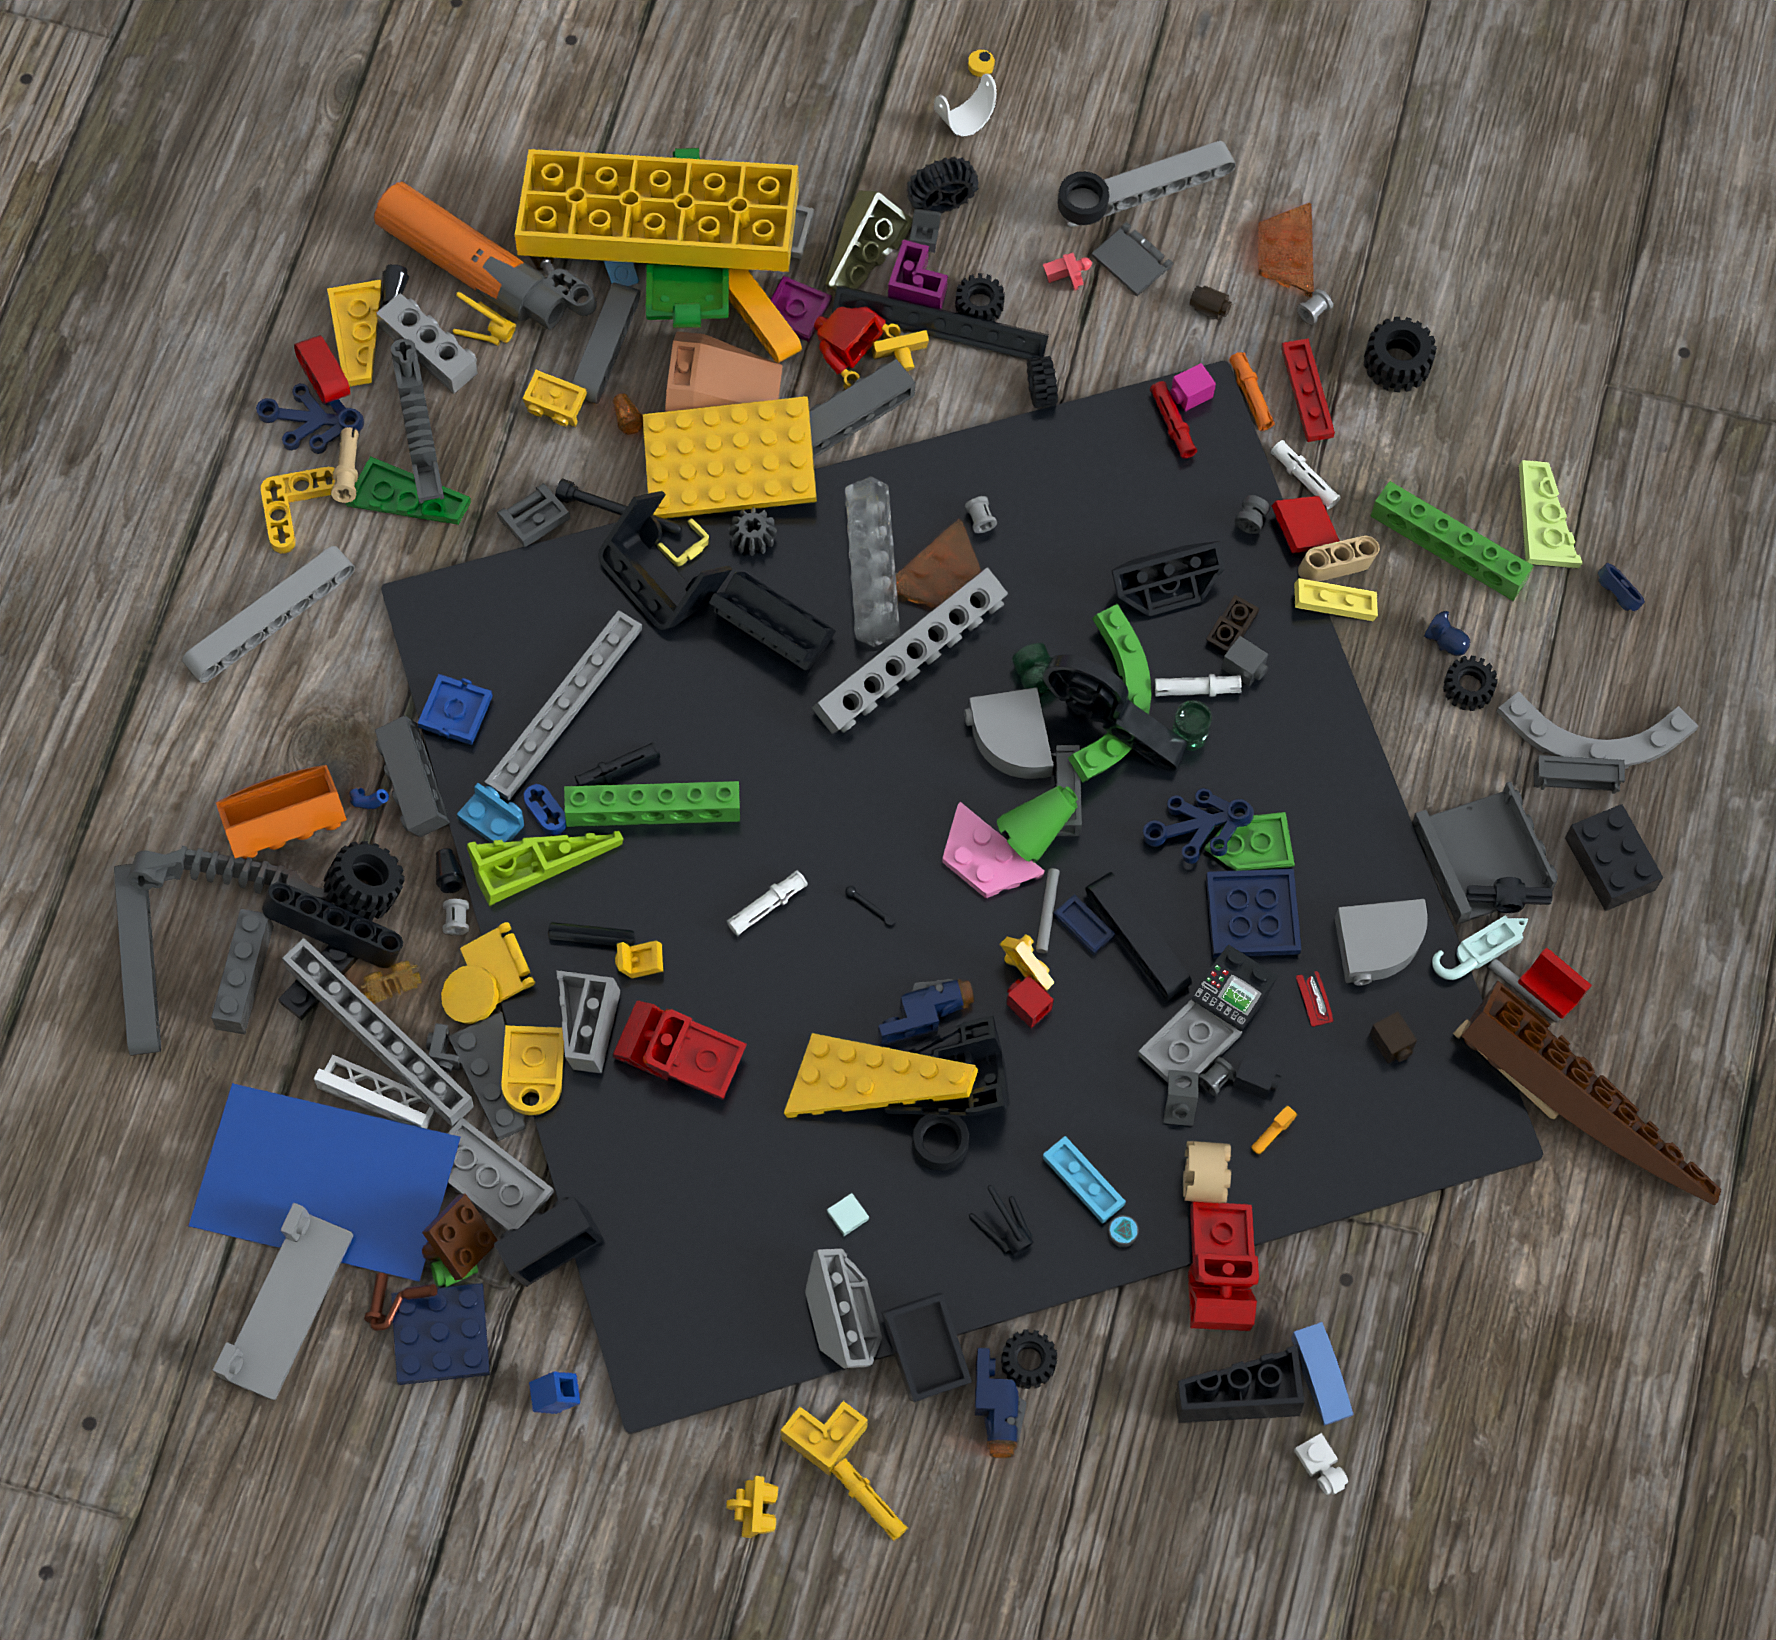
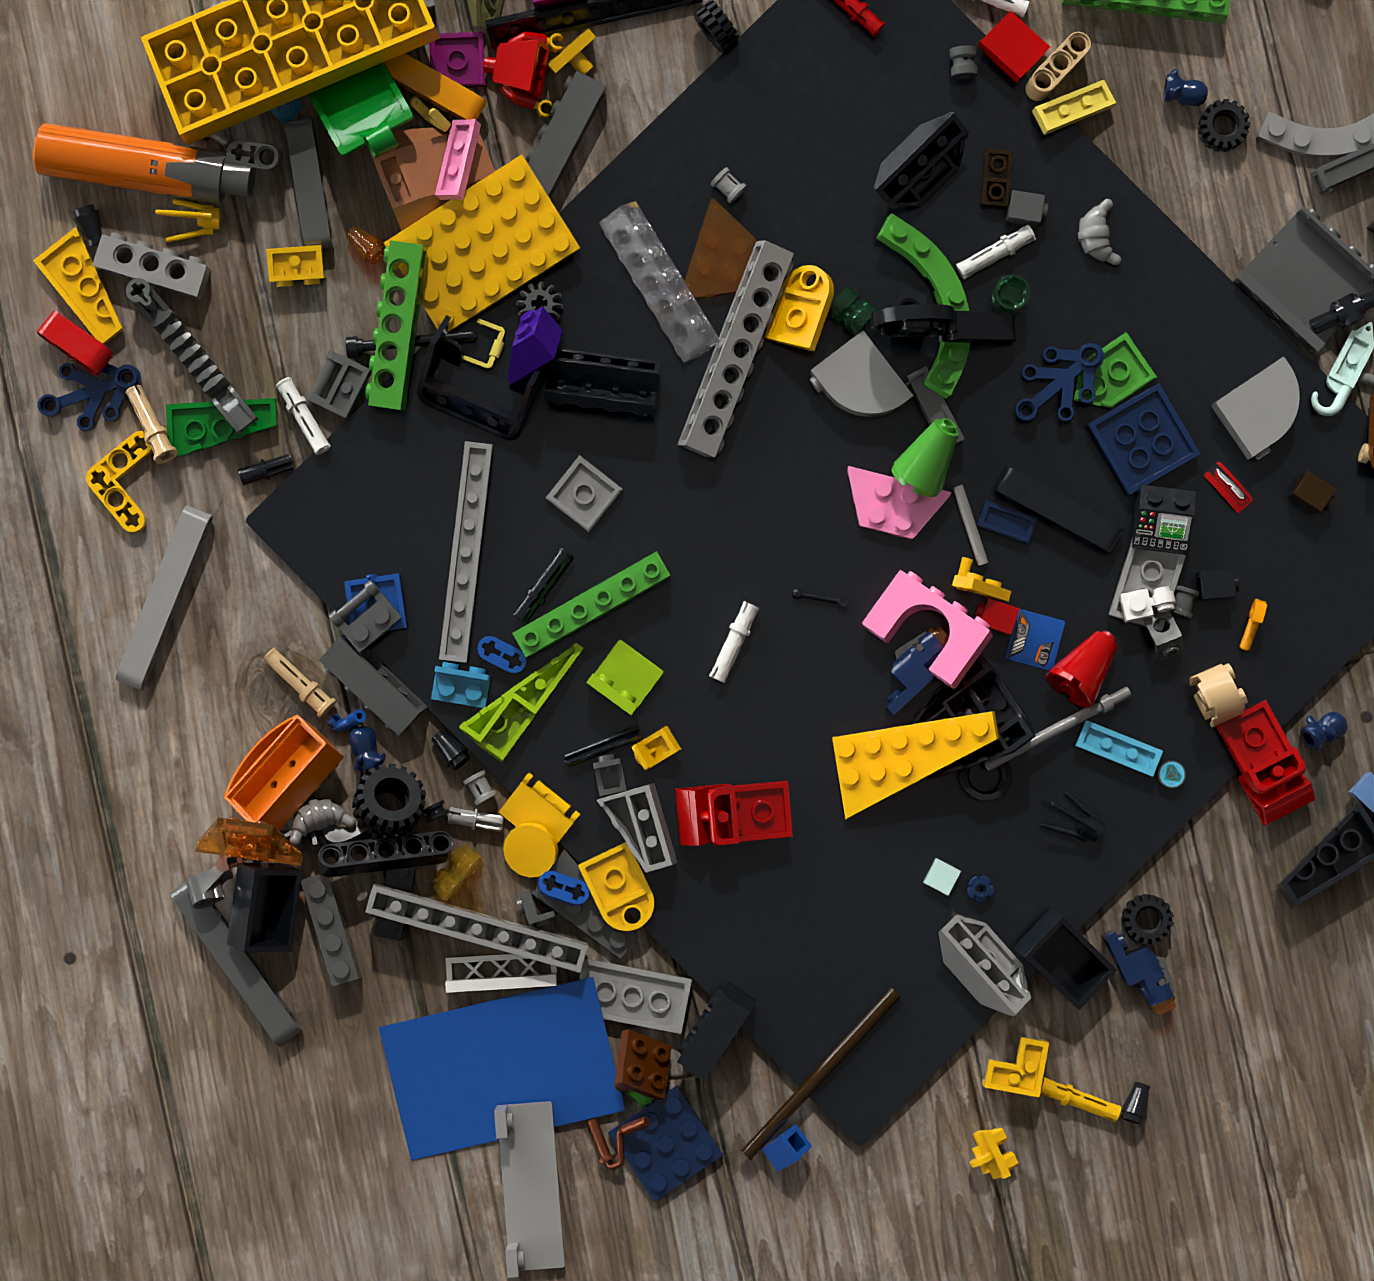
camera: 25 degrees left, 20 degrees up
(193, 914) = (264, 907): none -> black piece
(215, 842) = (248, 841): none -> clear orange wing
(290, 861) = (318, 816): none -> light grey piece
(349, 756) = (308, 690): none -> tan pin
(371, 826) = (363, 746): none -> dark blue animal
(402, 917) = (435, 811): none -> black bush
(425, 553) = (265, 469): none -> black axle
(434, 943) = (475, 819): none -> light grey axle
(442, 718) = (370, 624): none -> dark grey plate
(483, 1039) = (566, 882): none -> blue beam
(486, 513) = (297, 406): none -> white pin
(583, 956) = (609, 775): none -> dark grey bracket
(628, 1340) = (820, 1073): none -> dark brown piece
(630, 476) = (404, 340): none -> bright green brick
(646, 884) = (625, 677): none -> lime bracket
(701, 709) = (584, 493): none -> light grey tile
(725, 547) = (534, 343): none -> dark purple slope
(746, 335) = (432, 116): none -> light yellow piece
(748, 377) = (457, 159): none -> bright pink plate
(879, 1251) = (974, 893): none -> dark blue plate
(923, 1534) = (1136, 1104): none -> black cone
(954, 940) = (907, 596): none -> bright pink arch
(989, 644) = (801, 309): none -> yellow plate
(1054, 1043) = (1035, 639): none -> blue sticker
(1086, 1087) = (1084, 669): none -> red cone
(1090, 1131) = (1103, 704): none -> light grey bar
(1171, 1052) = (1138, 604): none -> white plate
(1299, 716) = (1095, 234): none -> light grey piece
(1300, 1266) = (1327, 729): none -> dark blue animal

